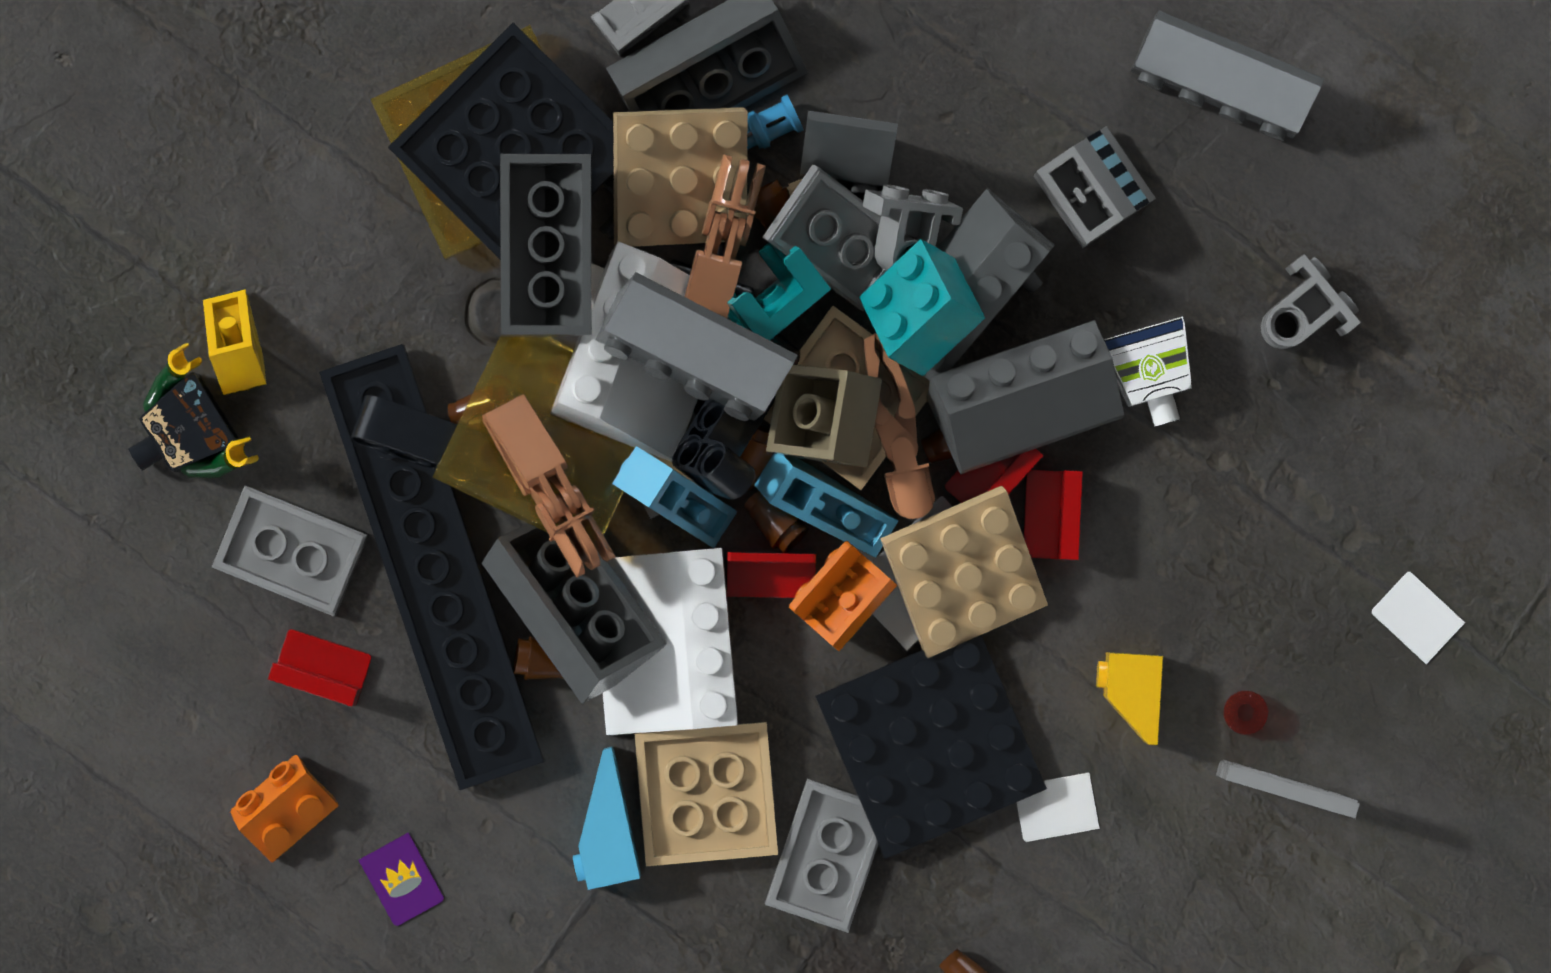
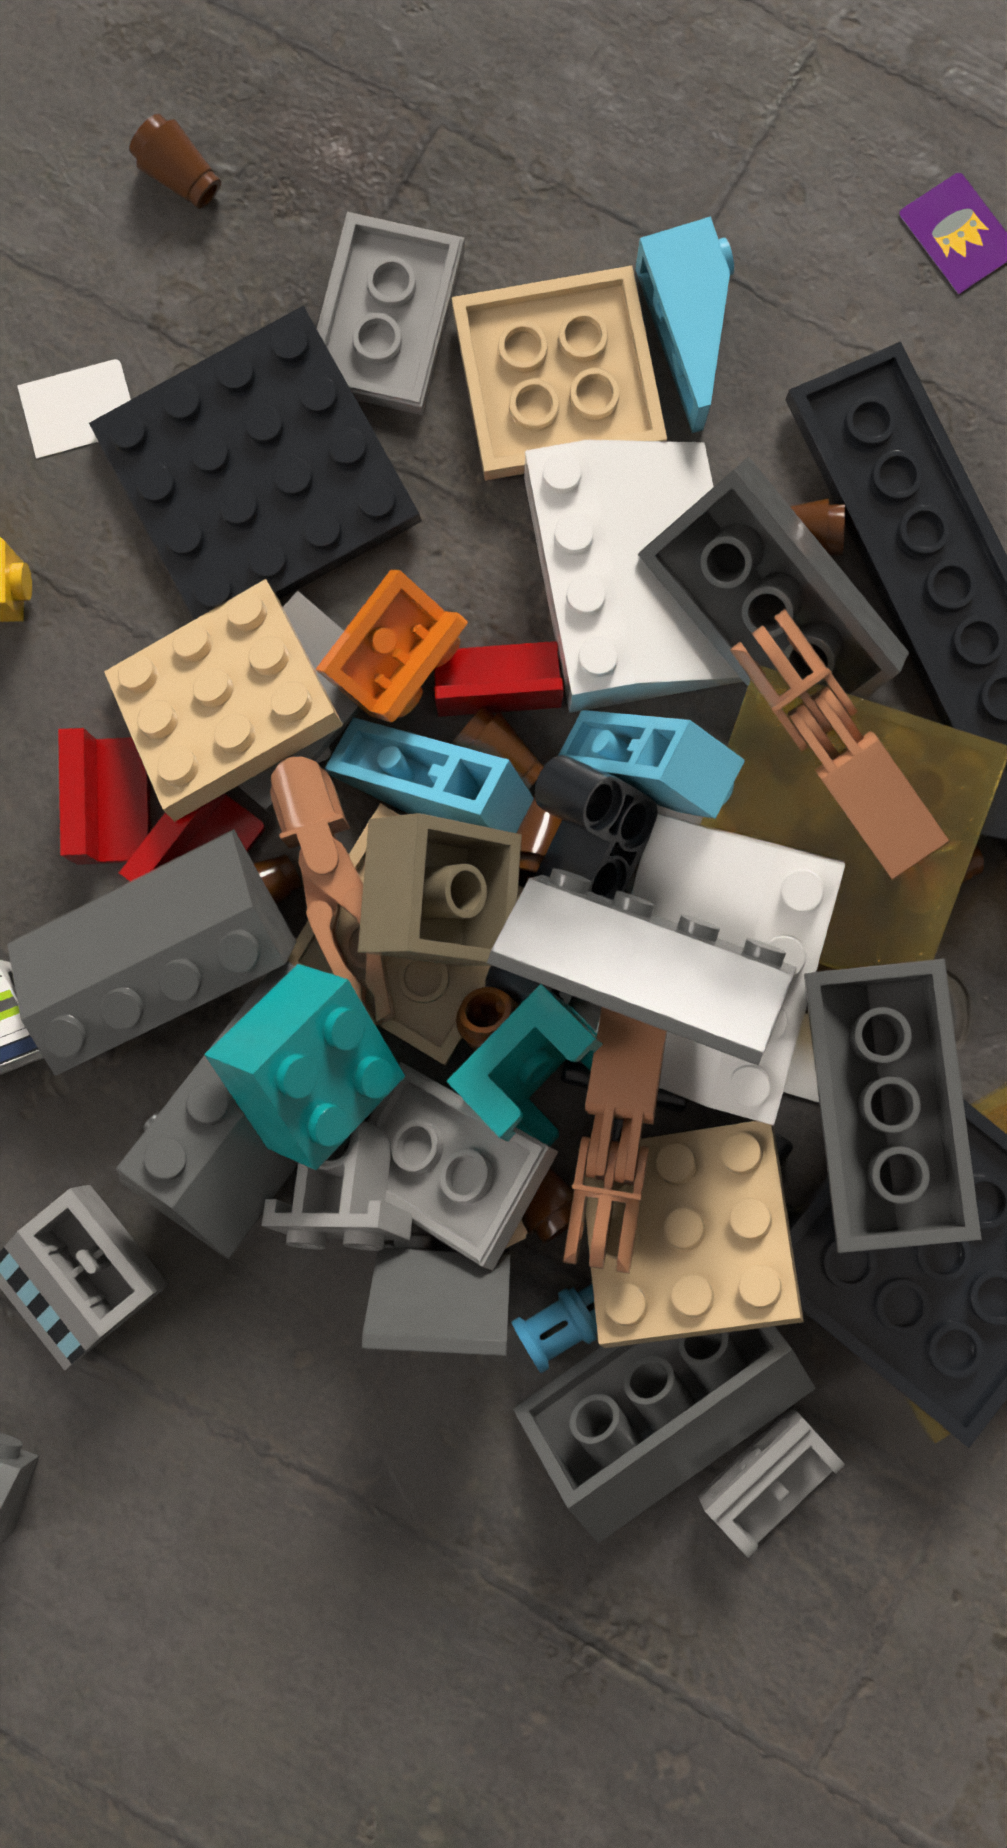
camera: 175 degrees right, 5 degrees down
(802, 333) = (482, 1014): none -> reddish brown cone

